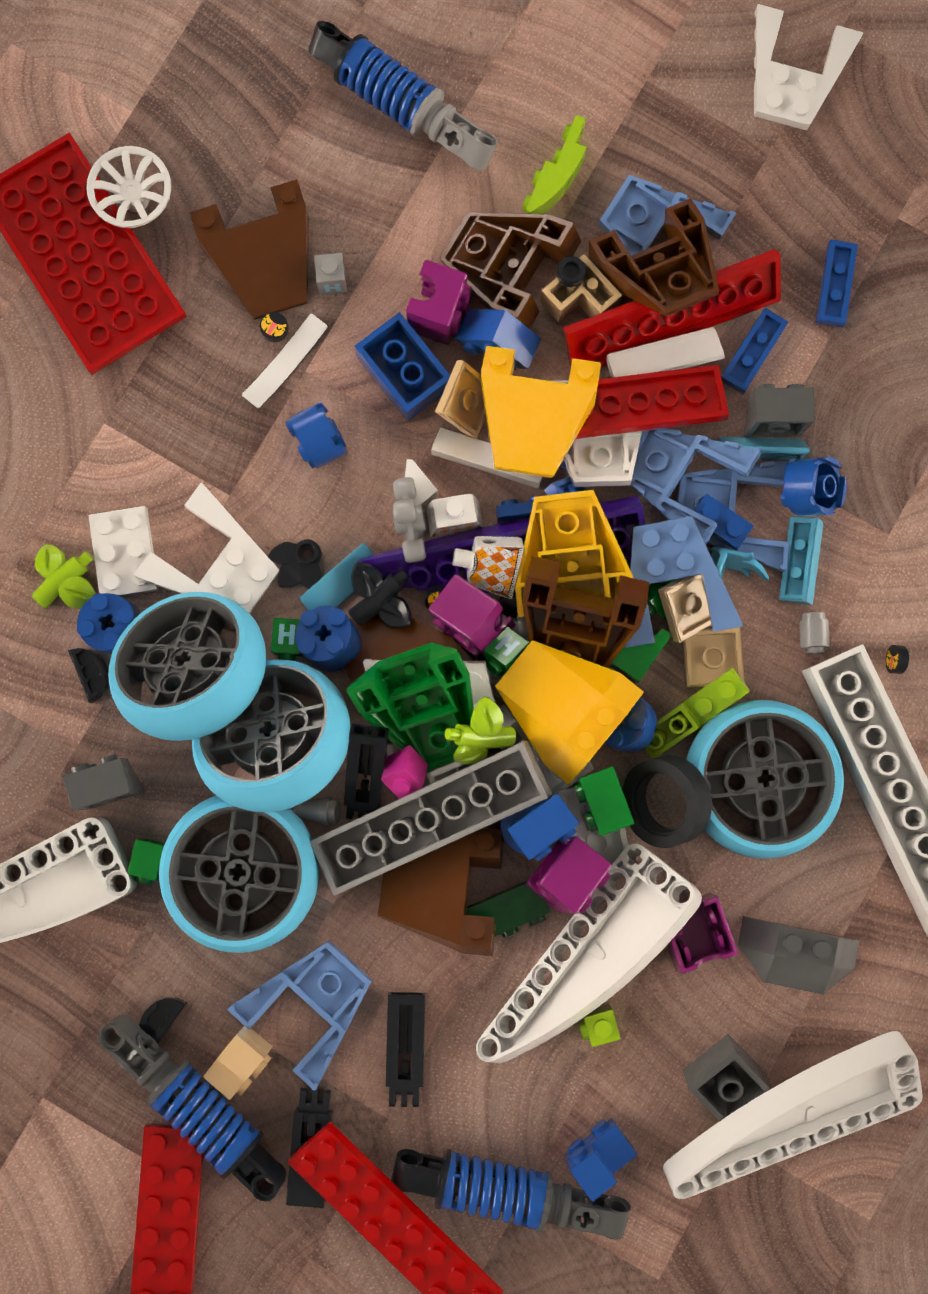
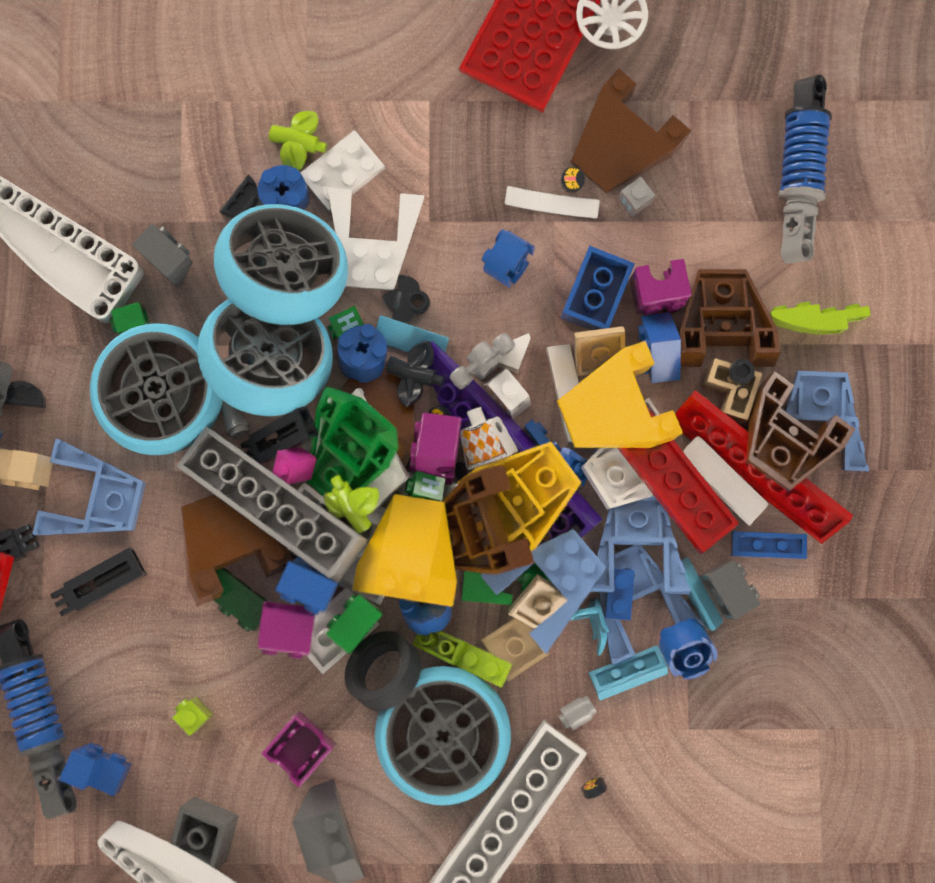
camera: 60 degrees right, 0 degrees up
(617, 947) = (255, 694): white beam -> none
(836, 283) = (860, 579): blue plate -> none

